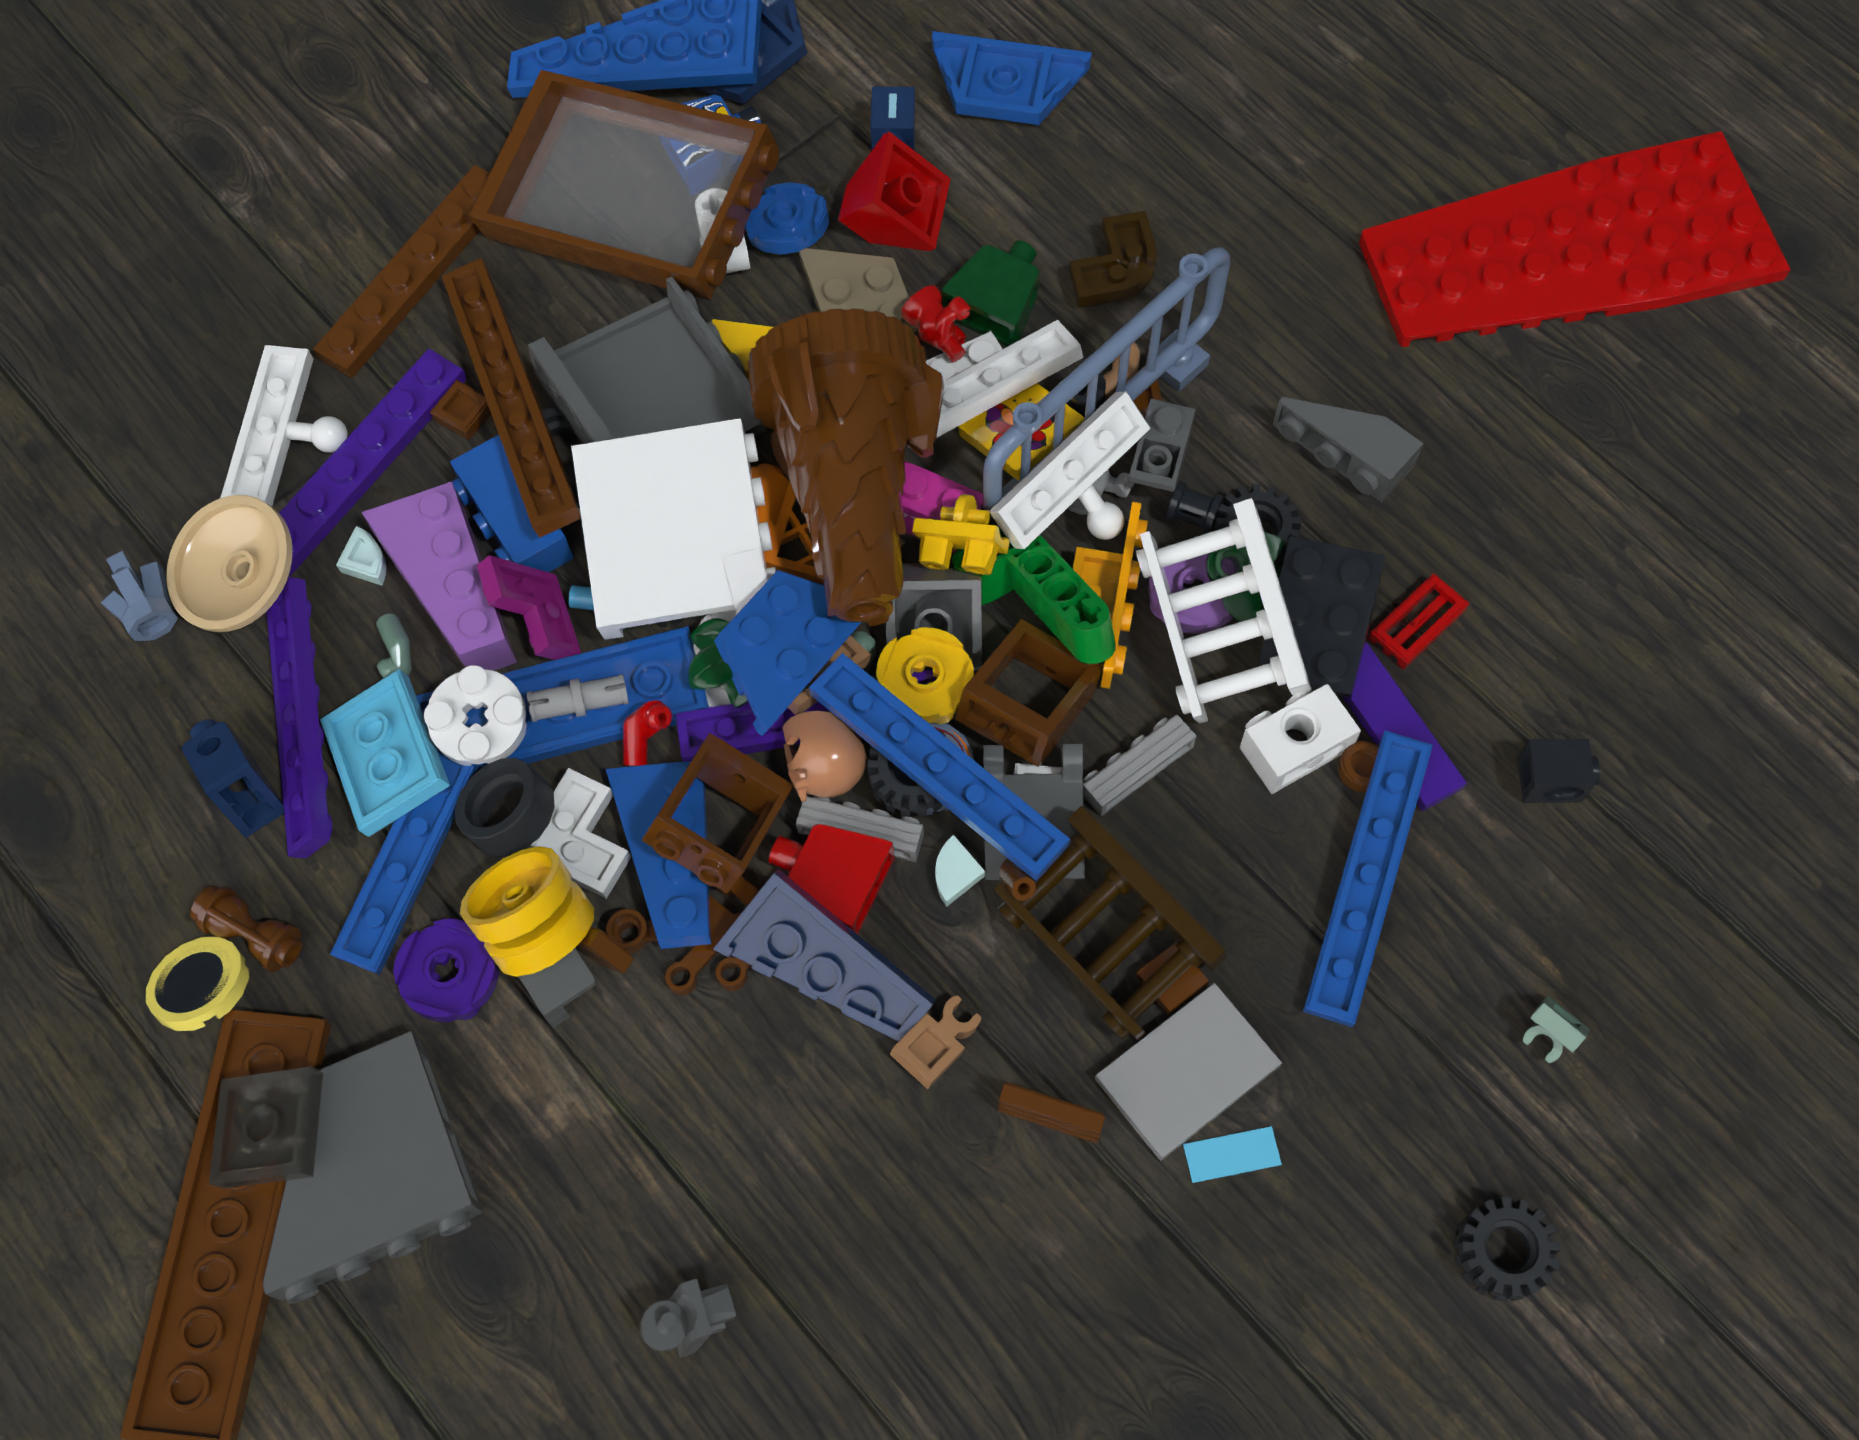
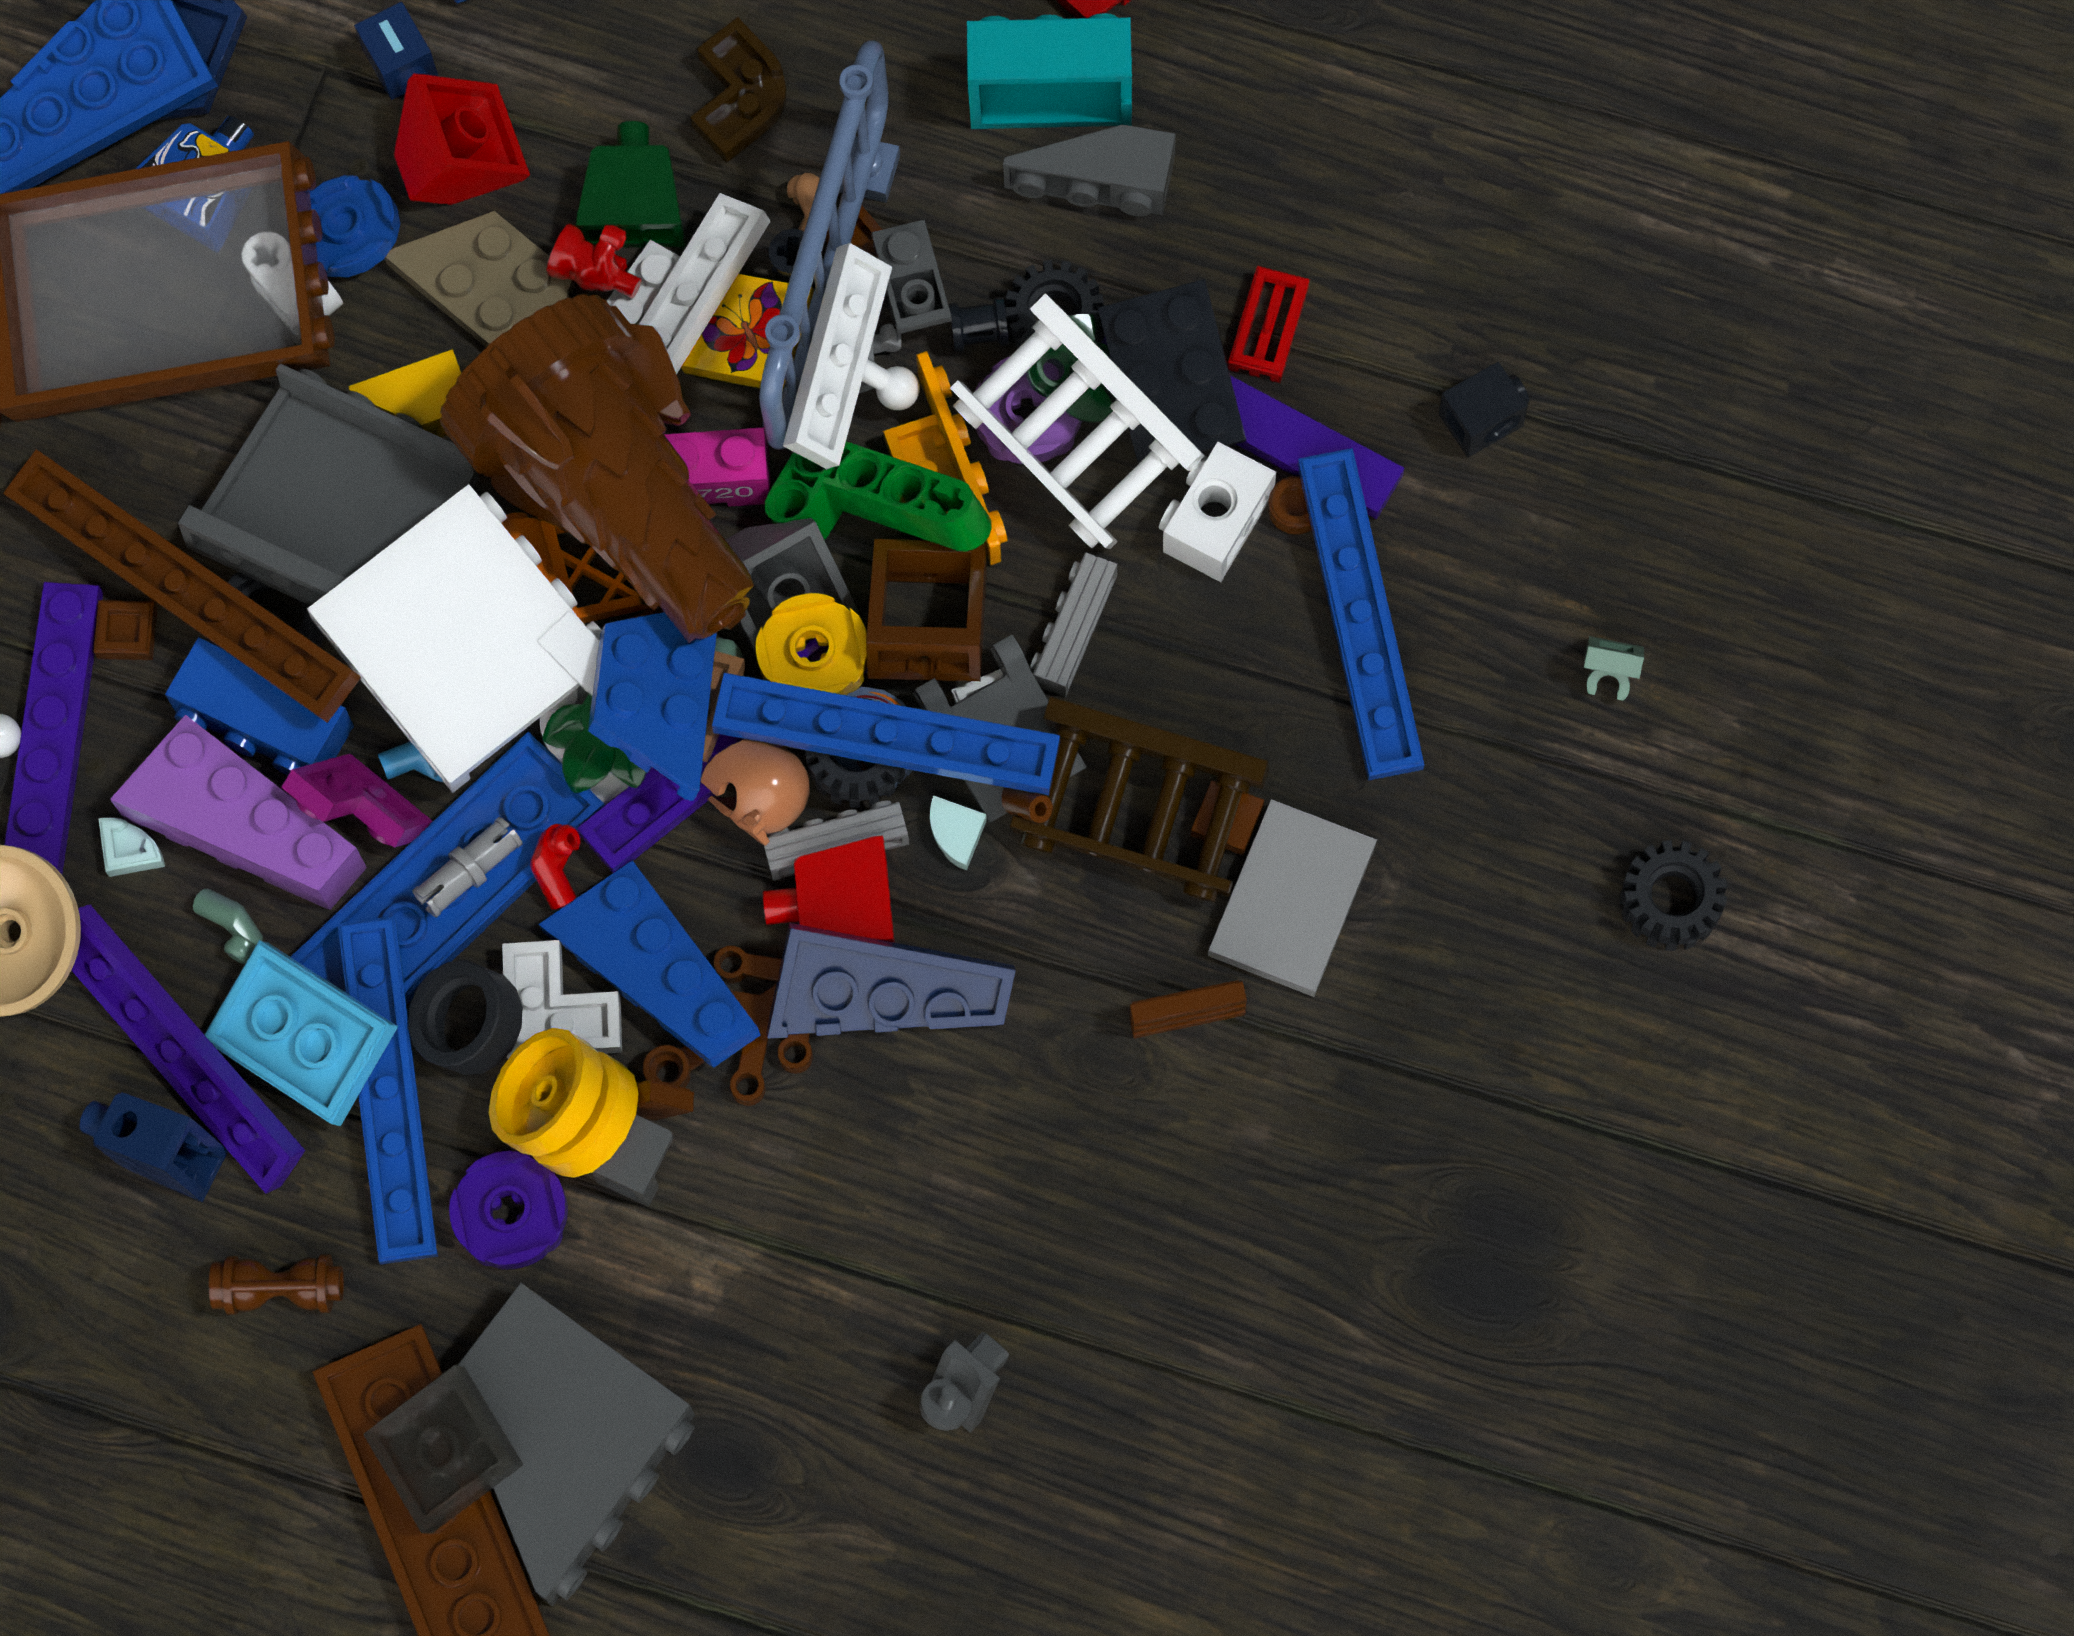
camera: 30 degrees left, 5 degrees up
(197, 983) = (263, 1364): tile -> none
(476, 744) = (361, 915): white plate -> none
(758, 791) = (716, 860): reddish brown window -> none
(933, 1045) = (1036, 1009): medium nougat plate -> none
(963, 529) = (791, 482): yellow hips -> none
(1232, 1154) = (1377, 952): medium azure sticker -> none
(1351, 352) = (1049, 72): none -> teal piece

